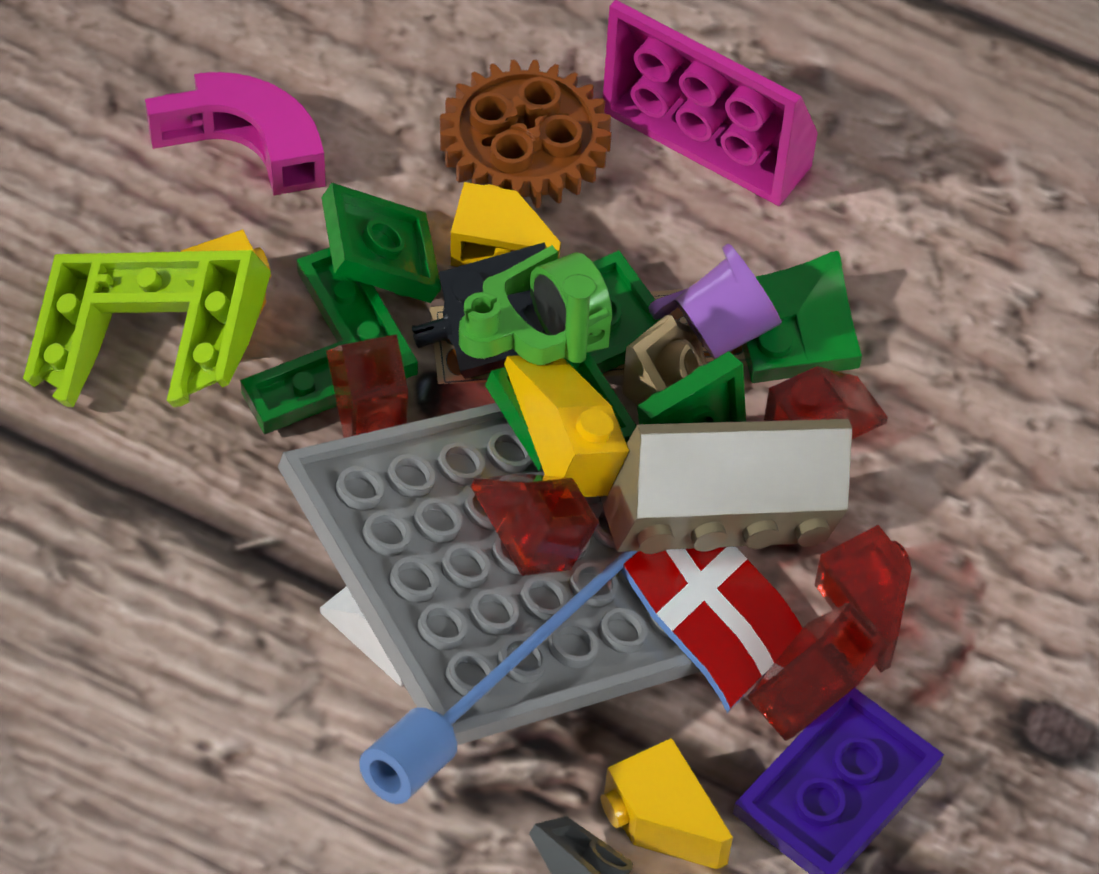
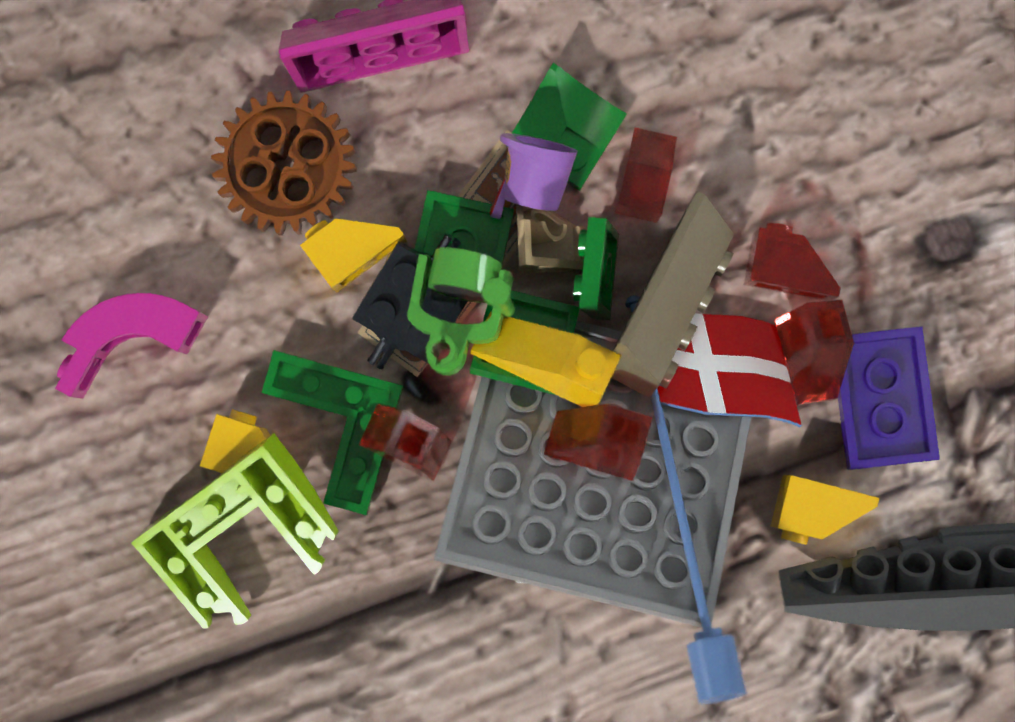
camera: 40 degrees left, 30 degrees up
(380, 243) = (297, 335): green plate -> none

